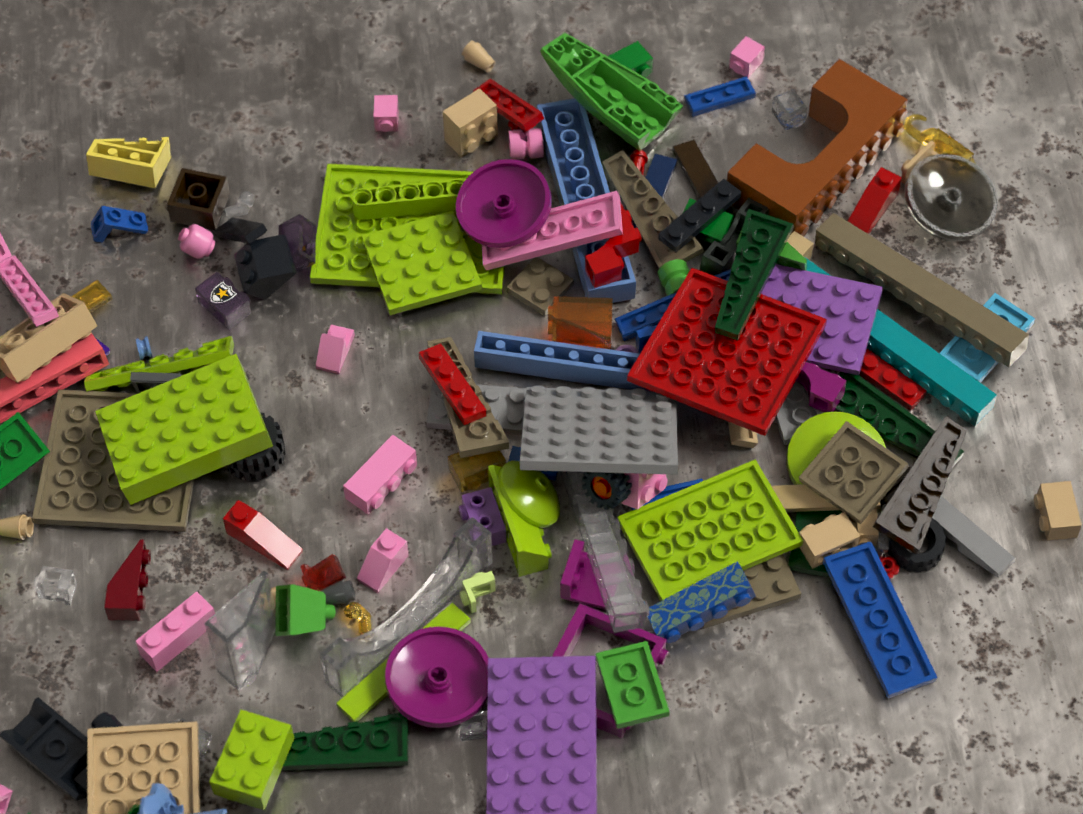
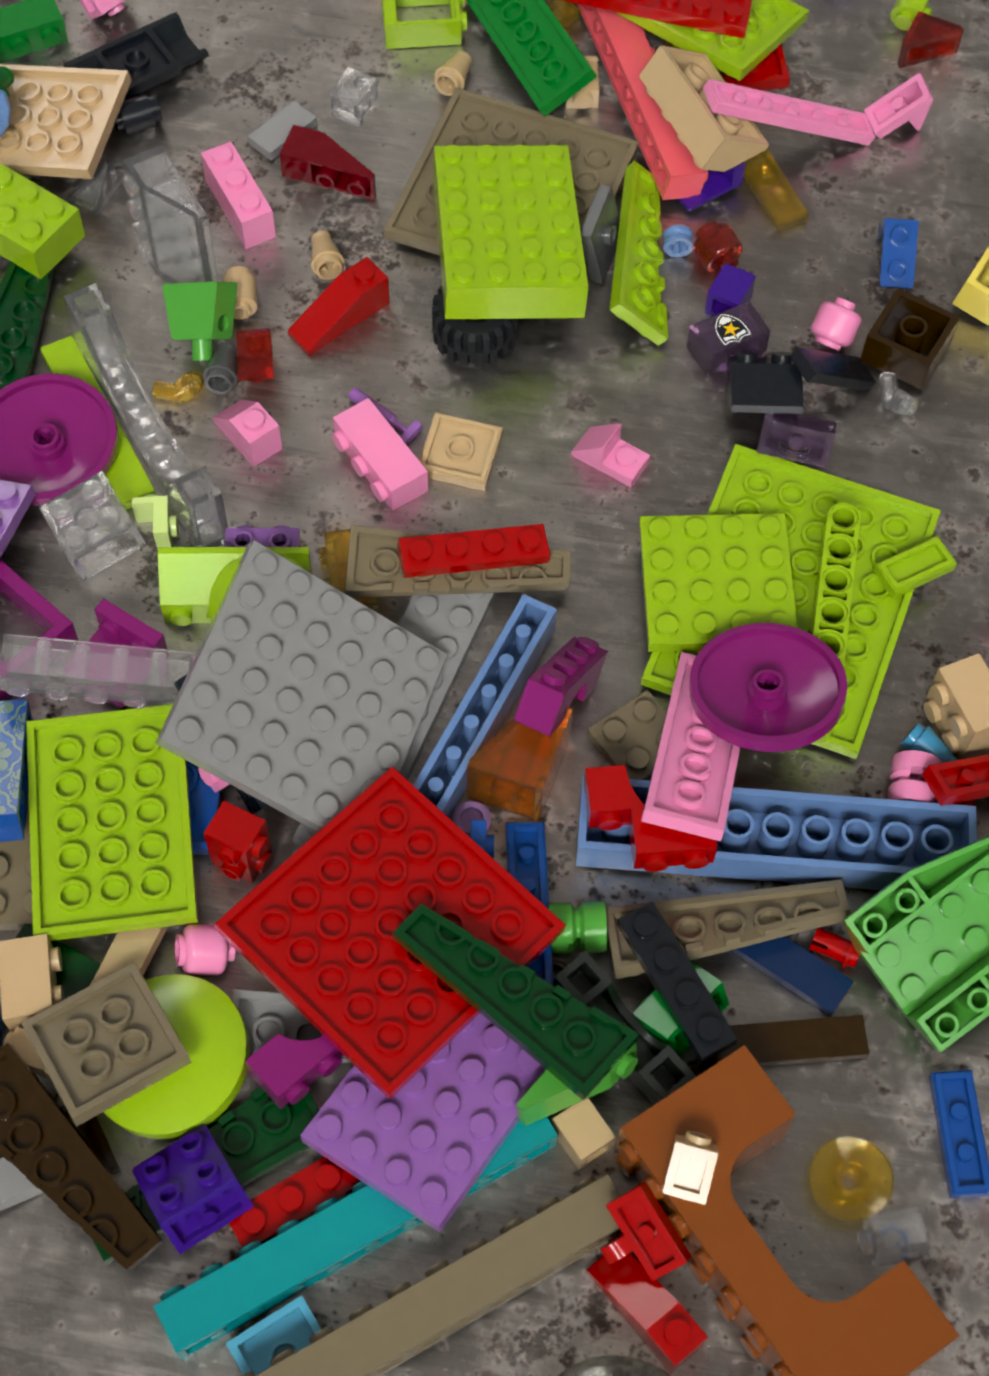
camera: 105 degrees right, 5 degrees up
(97, 629) = (272, 134): none -> light grey tile
(146, 321) = (717, 245): none -> clear red head
(183, 307) = (730, 288): none -> dark purple brick
(215, 560) = (325, 258): none -> tan cone
(339, 493) = (409, 433): none -> medium lavender piece
(357, 434) = (460, 451): none -> tan tile
(376, 166) = (915, 567): none -> lime tile
(495, 146) = (927, 740): none -> dark azure cone
(498, 621) = (92, 526): none -> clear brick
(554, 299) = (555, 684): none -> magenta arch
(698, 456) = (238, 843): none -> red brick
(767, 126) = (863, 1163): none -> clear yellow dish
(769, 461) = (202, 950): none -> bright pink head
(807, 172) = (691, 1167): none -> bracket
(841, 203) = (645, 1232): none -> red plate
(905, 420) = (191, 1189): none -> dark purple bracket

